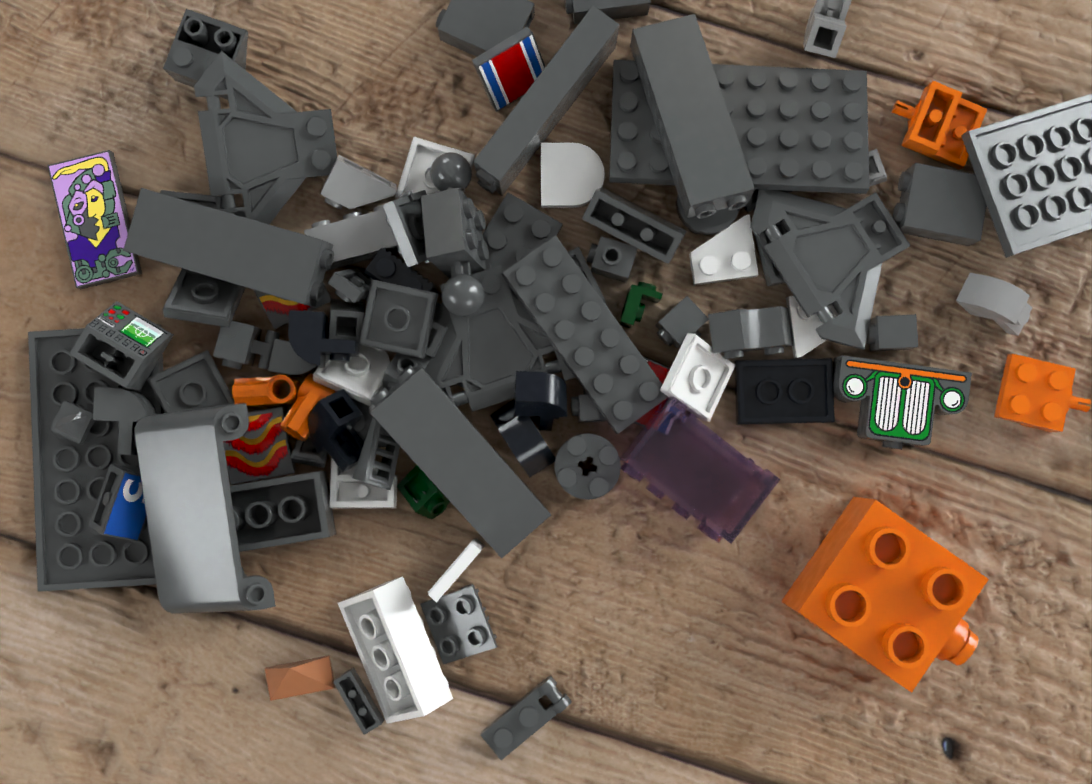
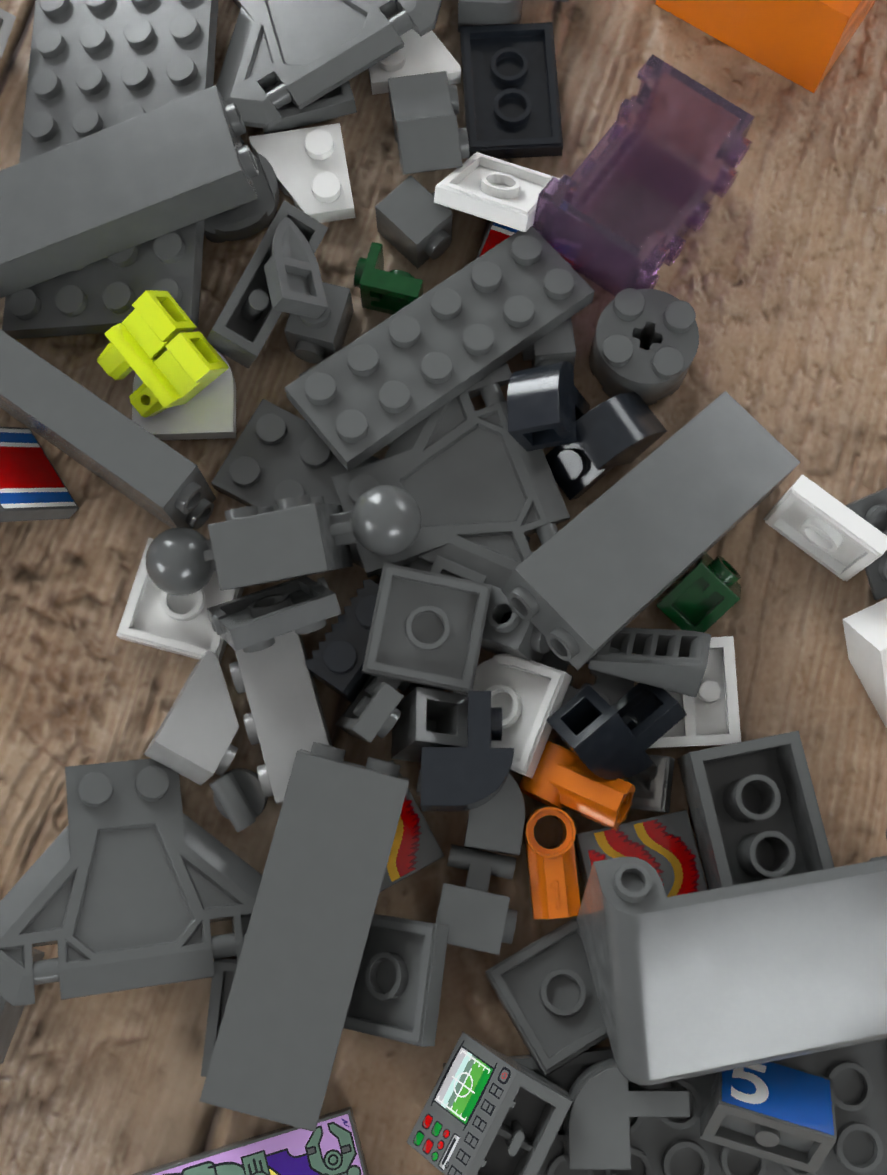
camera: 90 degrees left, 10 degrees down
(311, 209) = (239, 797): none -> dark grey plate
(571, 160) = (163, 352): none -> neon yellow hips
(632, 241) = (294, 273): none -> dark grey plate

